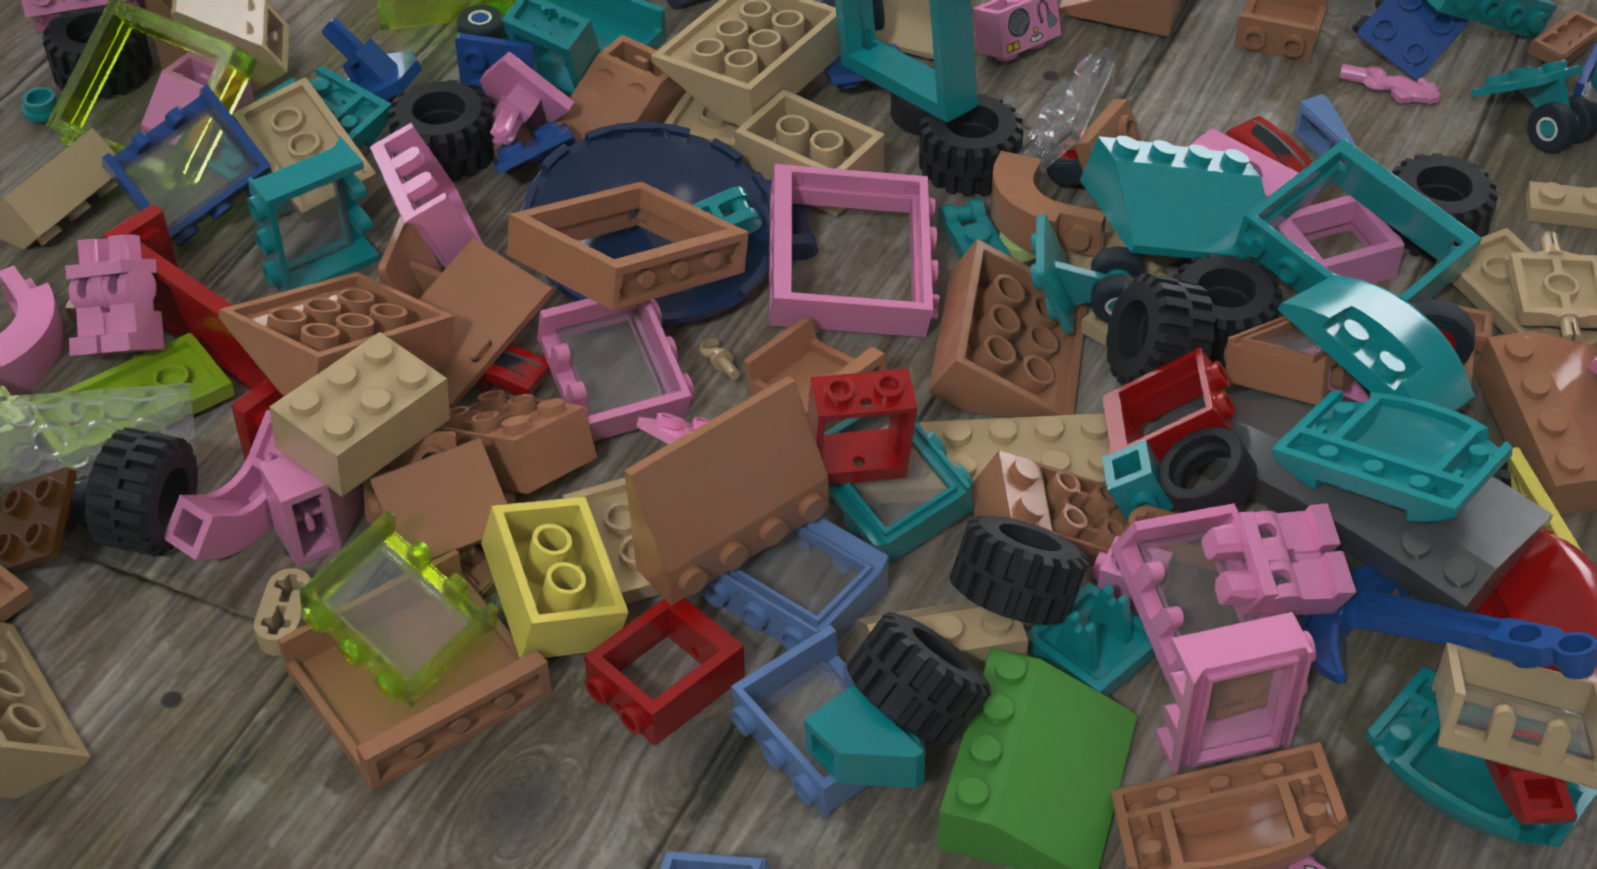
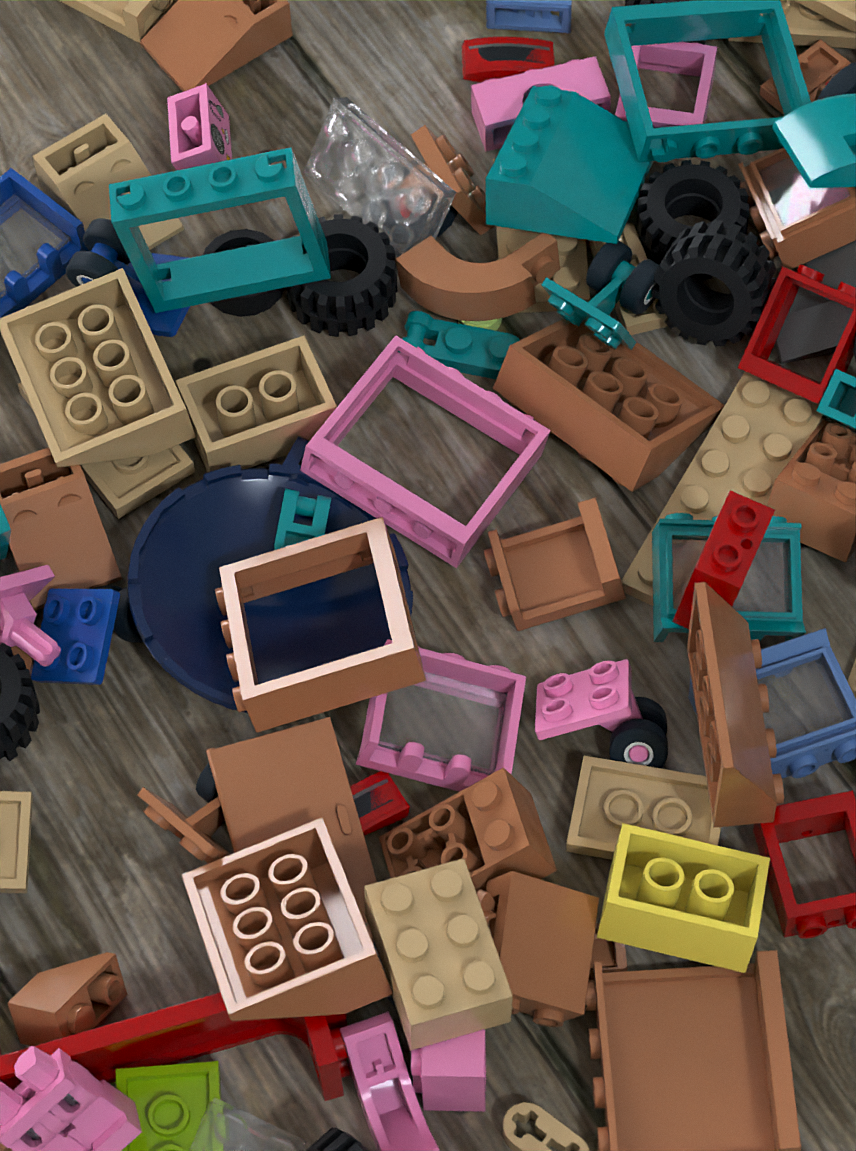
camera: 55 degrees left, 15 degrees up
(231, 274) = (67, 999): none -> nougat slope
(312, 219) = (68, 877): teal window -> none
(394, 611) = (653, 1043): window -> none
(424, 193) = (116, 763): bright pink window -> none
(719, 357) = (463, 629): tan hand -> none

